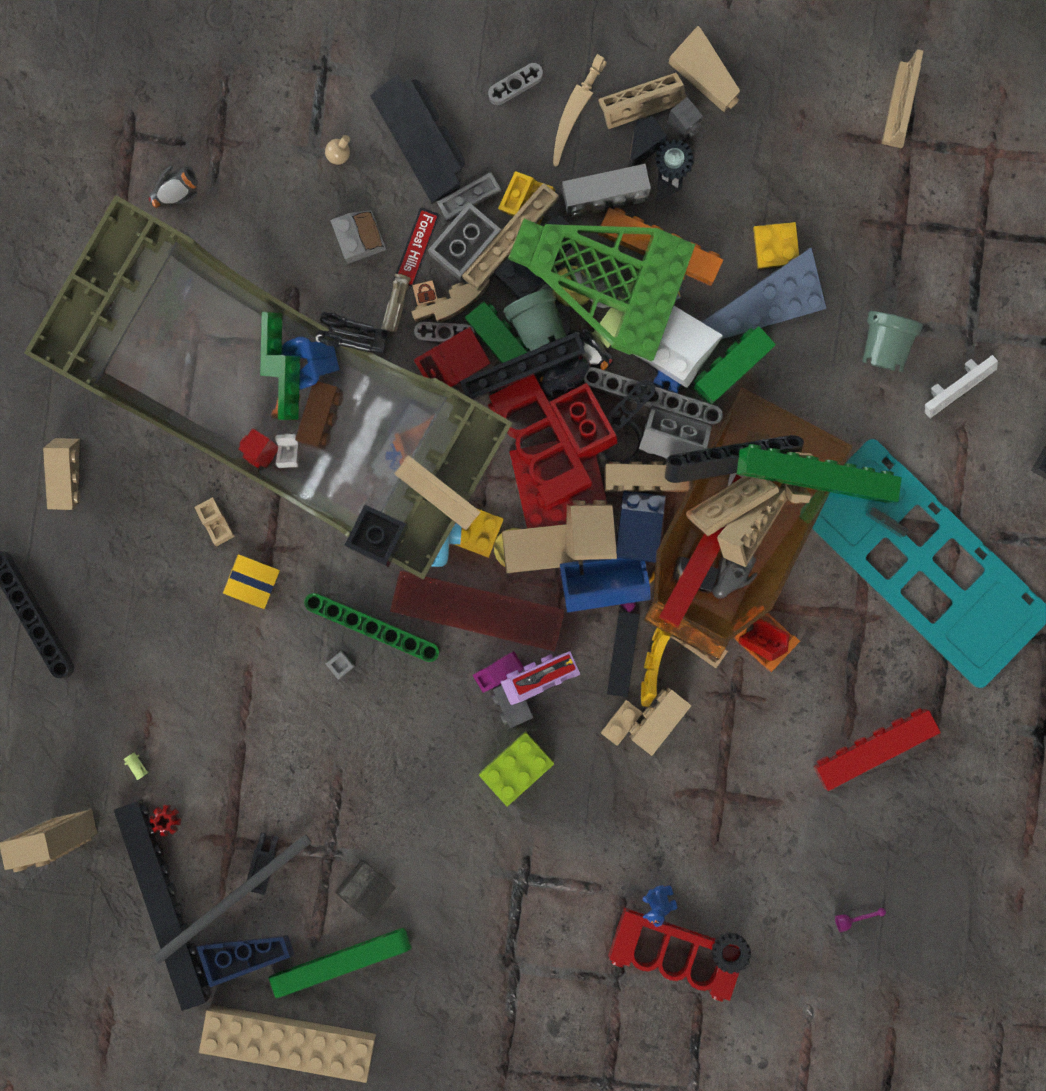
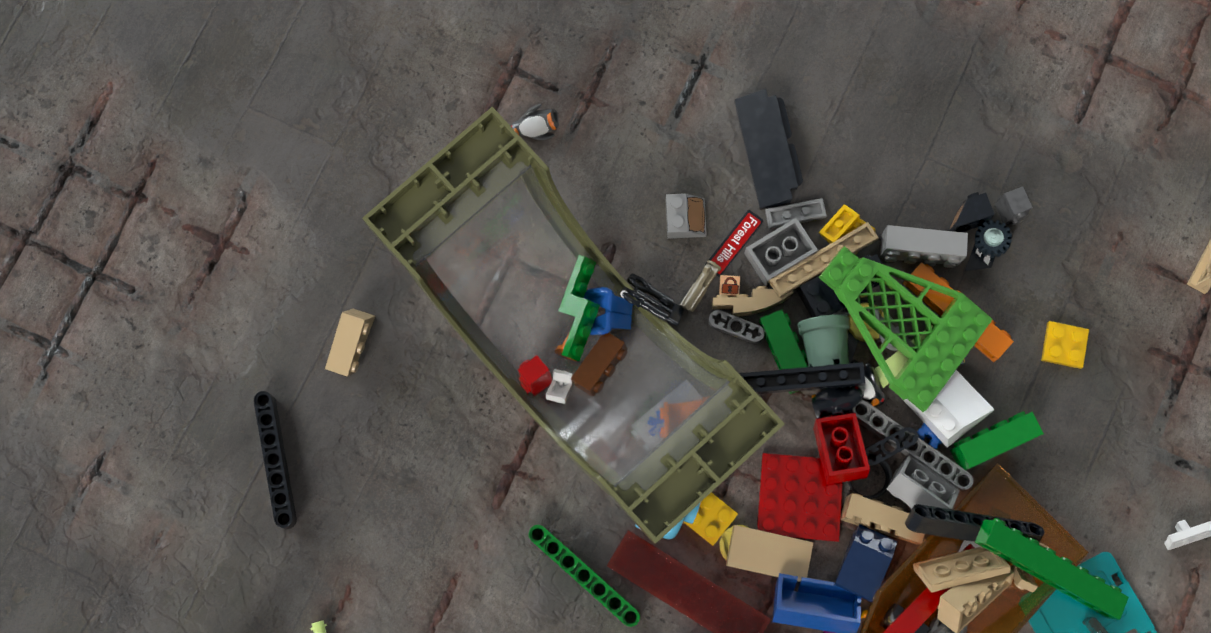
camera: 15 degrees right, 10 degrees down
(214, 521) = (471, 430): tan slope -> none
(251, 581) = (485, 495): yellow slope -> none
(338, 150) = (691, 137): tan piece -> none
(340, 665) = (542, 601): light grey tile -> none
(376, 535) = (626, 487): black brick -> none
(437, 492) = (695, 466): tan fence -> none
(453, 359) = (741, 350): red slope -> none
(516, 75) = (852, 127): light grey beam -> none
(563, 486) = (804, 501): red fence -> none
(574, 107) = (914, 165): tan sword -> none
(590, 530) = (818, 551): tan slope -> none
(644, 102) = (978, 180): tan fence -> none
(703, 68) = (1042, 169): tan slope -> none
(777, 298) = (1058, 391): sand blue wing -> none
(890, 340) = (1151, 464): sand green piece -> none

